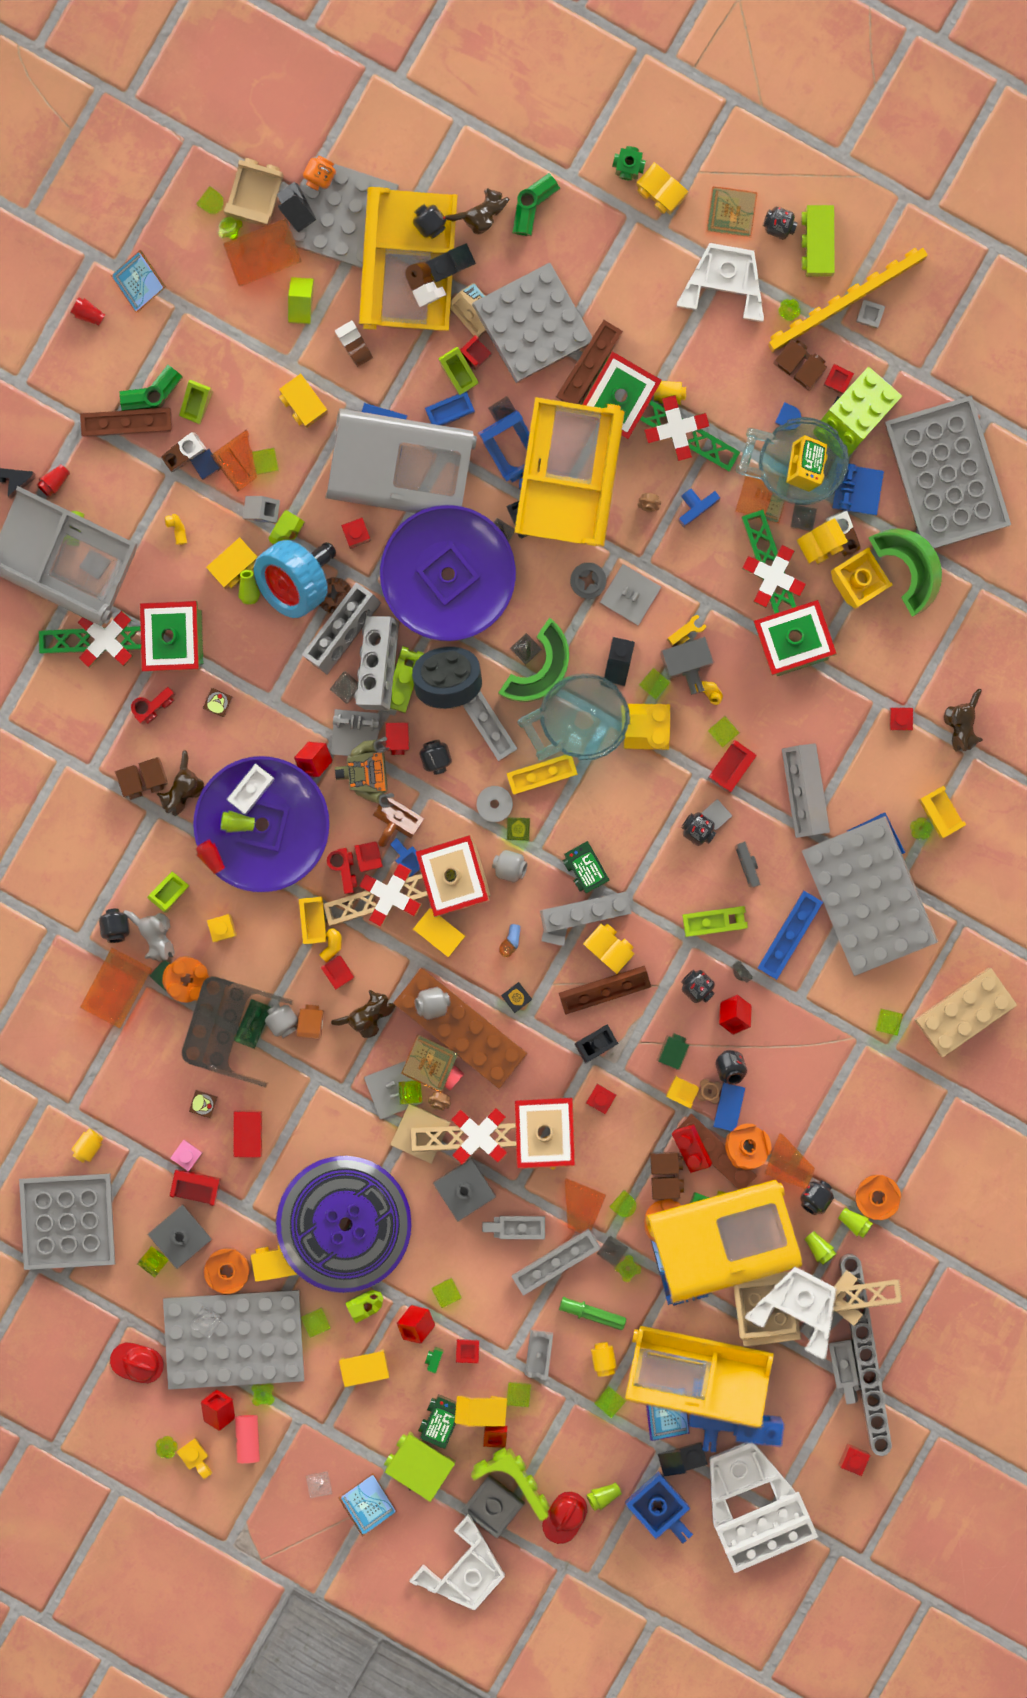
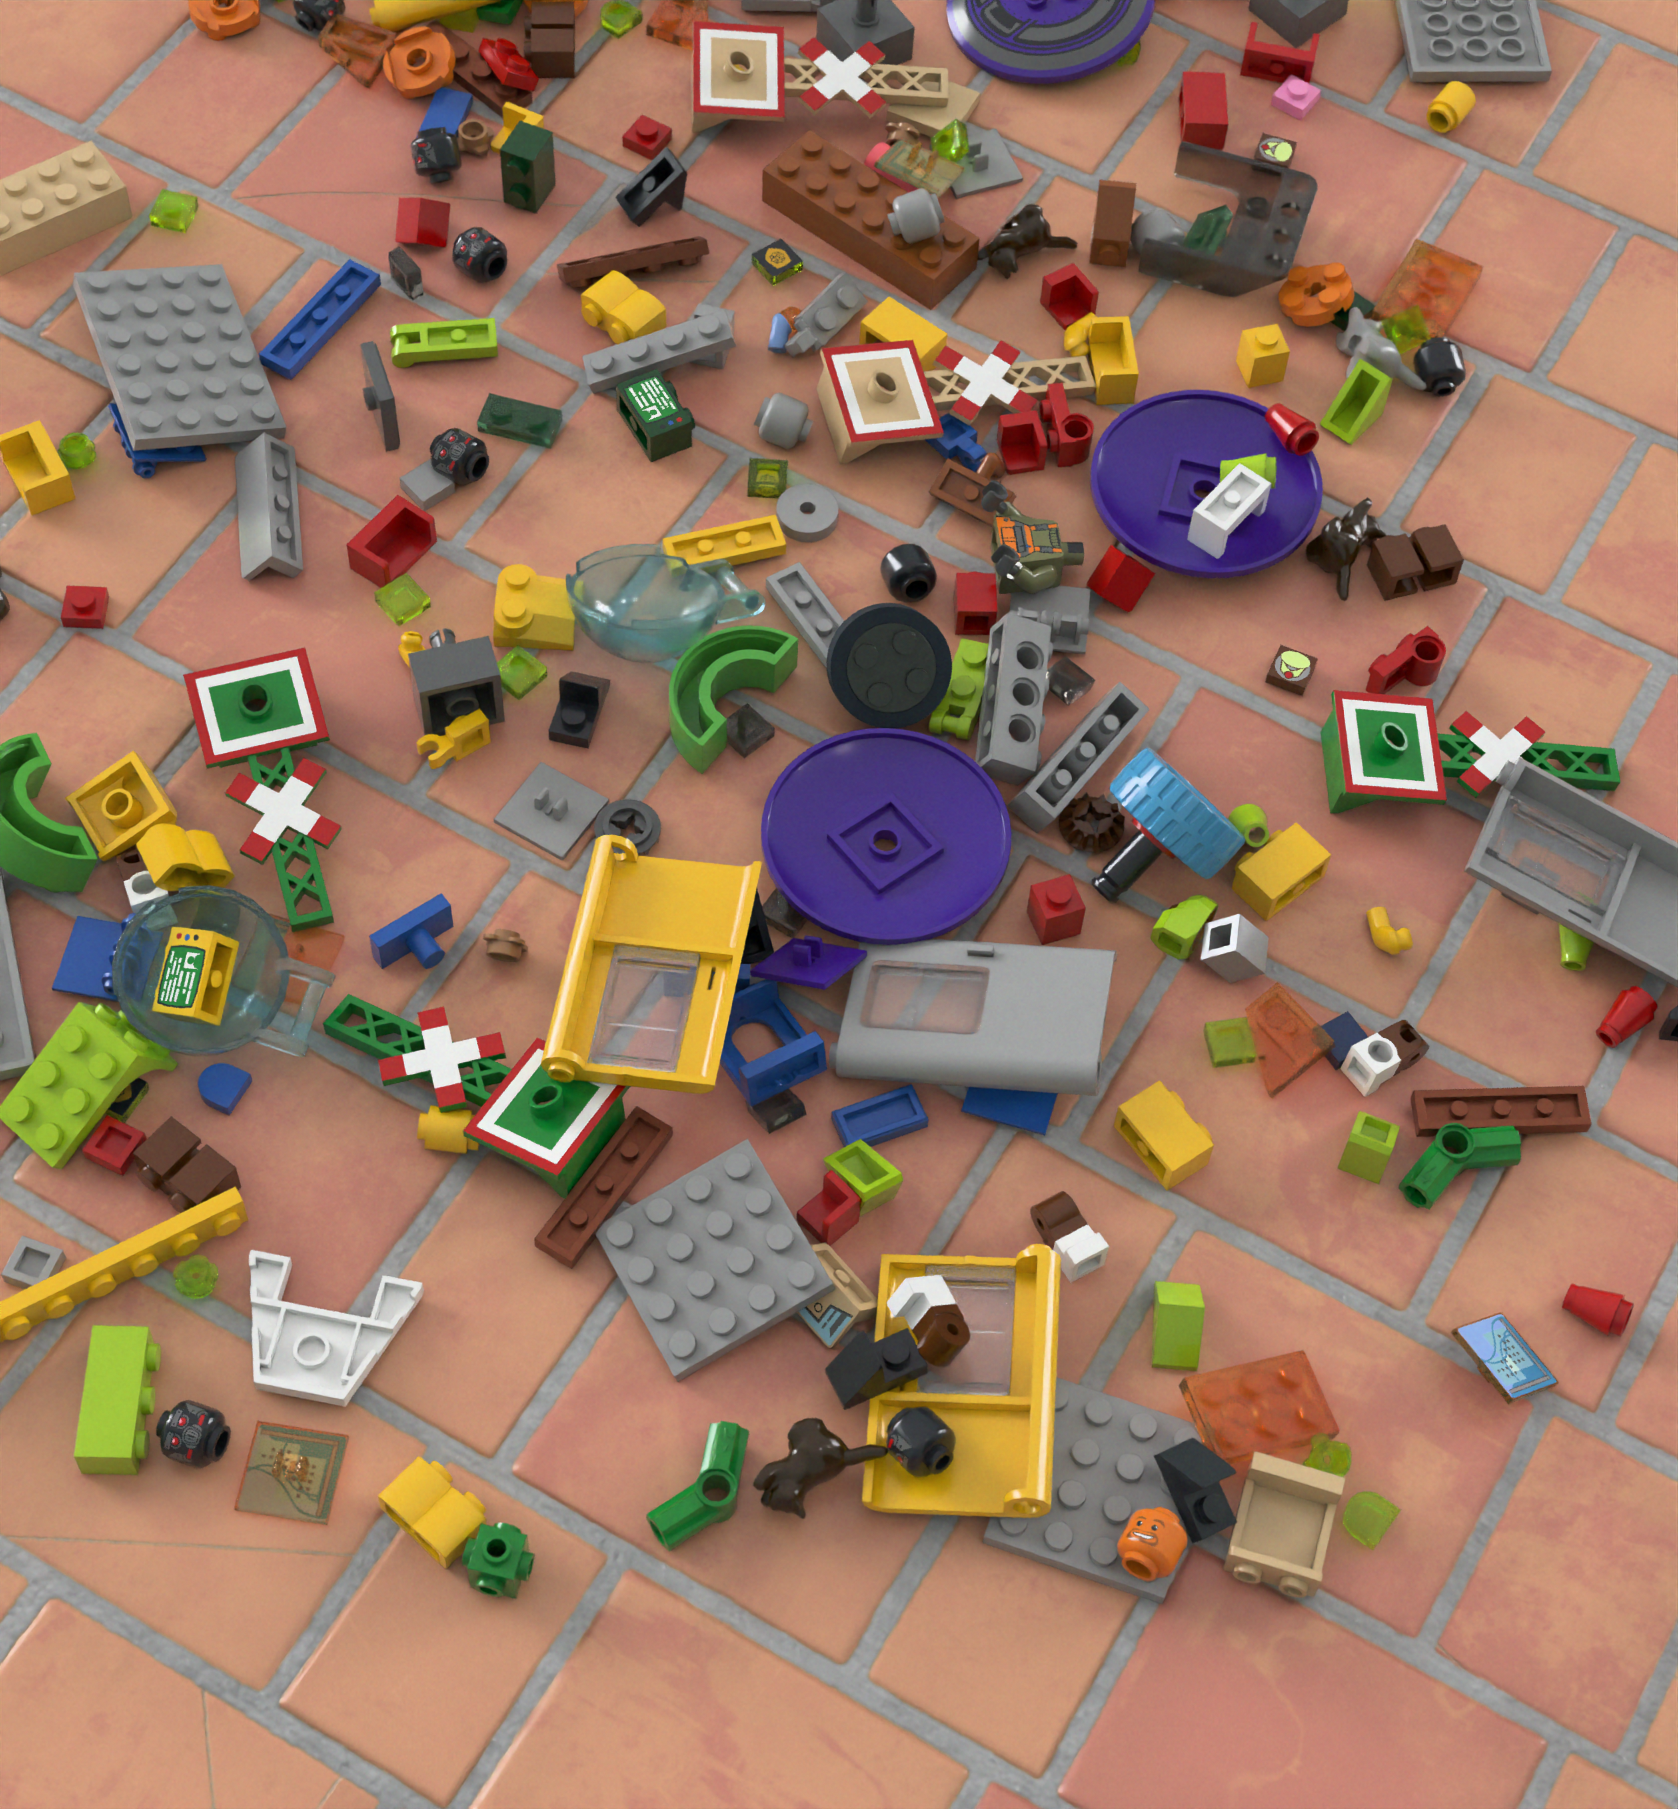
camera: 175 degrees right, 30 degrees down
(133, 947) = (1406, 329): none -> clear neon green plate
(486, 949) = (825, 315): none -> light grey hinge
(488, 490) = (809, 963): none -> dark purple piece
(665, 865) = (519, 420): none -> clear green plate

